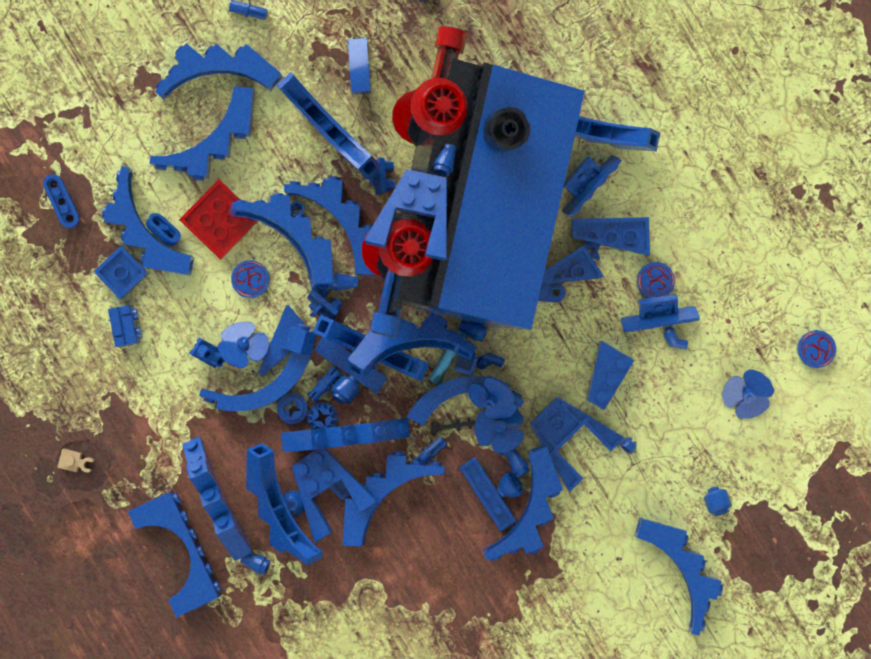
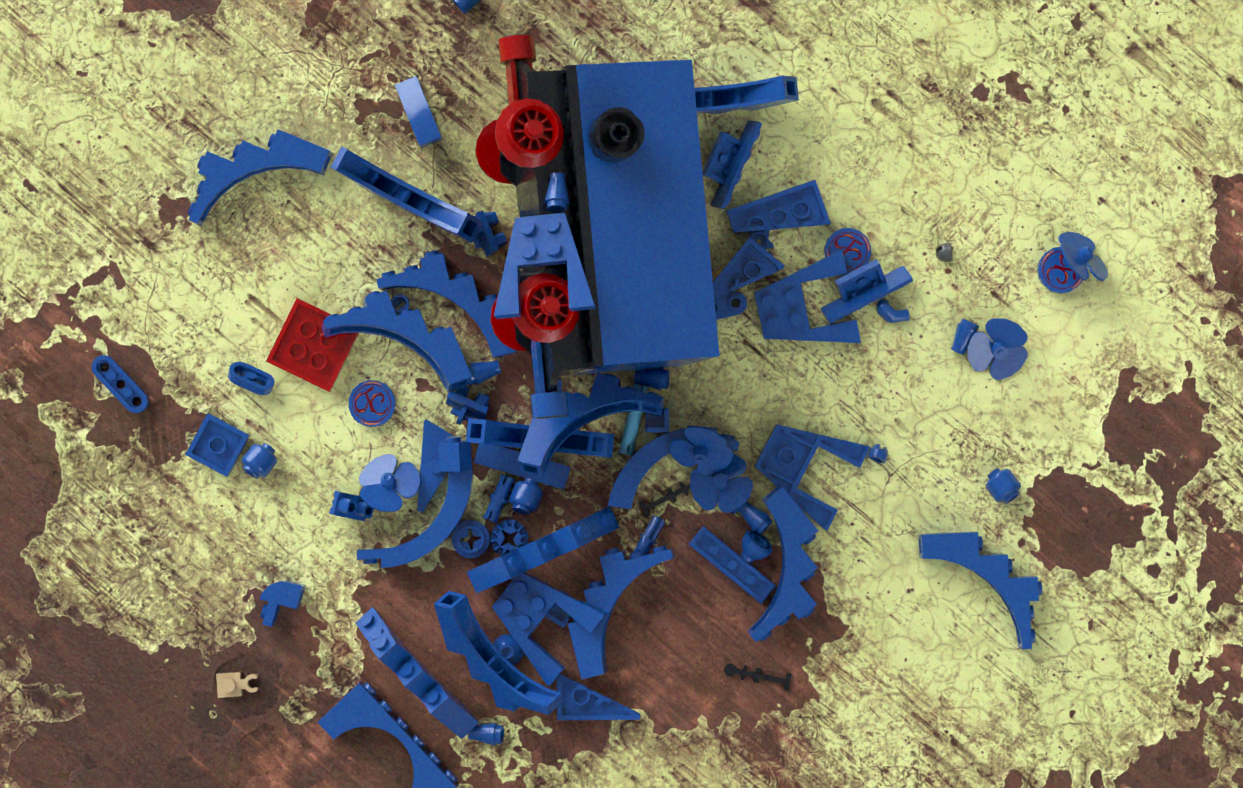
camera: 15 degrees left, 0 degrees up
(125, 326) = (243, 506): blue brick -> none
(130, 402) = (277, 594): none -> blue brick
(136, 235) = (221, 395): blue arch -> none
(149, 295) = (259, 460): none -> blue head
(218, 144) = (264, 283): blue arch -> none
(248, 10) = (266, 88): blue axle -> none
(341, 566) = (586, 704): none -> blue wing
(459, 574) = (731, 670): none -> black piece
(488, 359) = (683, 405): blue arm -> none
(592, 307) = (784, 309): none -> blue wing
(607, 374) = (827, 377): blue wedge -> none
(724, 374) = (963, 333): none -> blue cone
(730, 306) = (944, 252): none -> dark grey hinge
(835, 341) = (1079, 253): none -> blue piece

